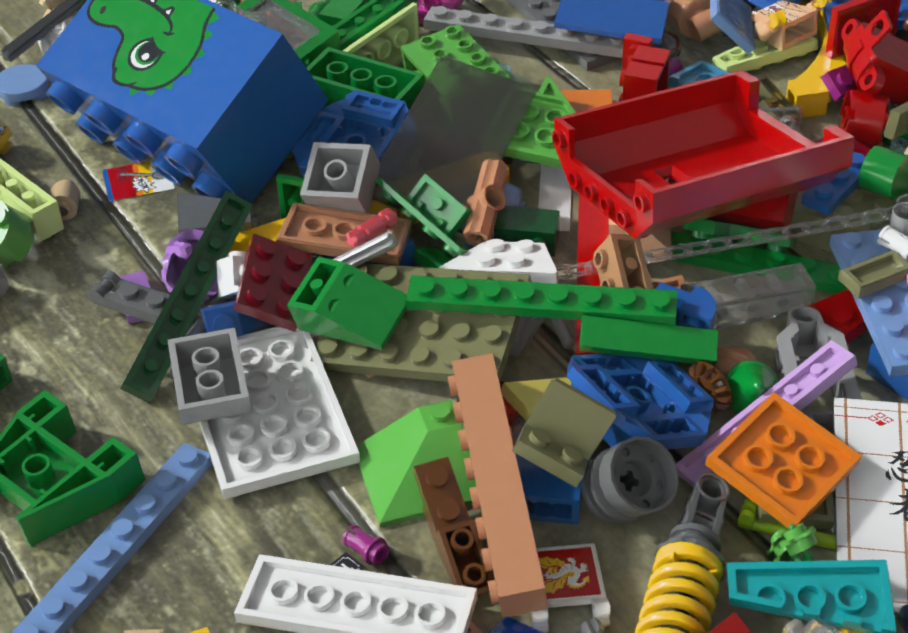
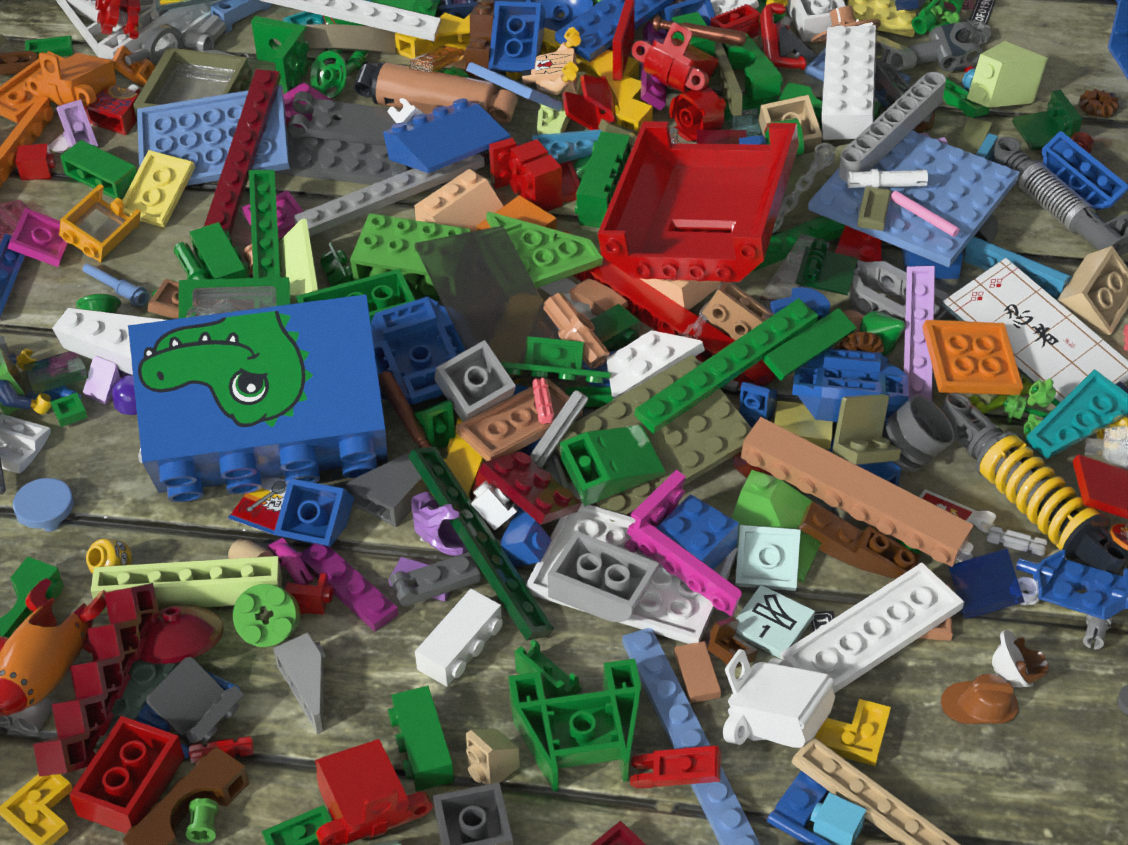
camera: 50 degrees left, 5 degrees up
(52, 562) = (677, 767): none -> red hinge
(55, 253) = (312, 598): none -> red bracket
(75, 218) = (292, 561): none -> dark pink piece
(85, 349) = (459, 637): none -> white brick
(90, 263) = (350, 586): none -> magenta plate
(95, 419) = (554, 680): none -> green hinge
(137, 199) = (313, 512): none -> blue slope
(181, 576) = (776, 702): none -> white piece
(191, 516) = (697, 672): none -> nougat tile
(237, 514) = (726, 644): none -> reddish brown bracket
(286, 166) = (402, 408): none -> copper piece
(304, 530) = (772, 621): none -> light aqua tile
(306, 367) = (671, 555): none -> dark pink bracket
(325, 412) = (701, 531): none -> blue brick
(369, 479) = (767, 557): none -> light aqua tile
(372, 549) = (821, 596): magenta pin -> none
(546, 354) = (757, 402): none -> blue slope
(565, 66) = (459, 202): none -> light nougat slope
(565, 200) = (597, 296): none -> nougat slope
(770, 300) = (826, 269): none -> dark green hinge
(781, 57) = (587, 108): none -> red piece

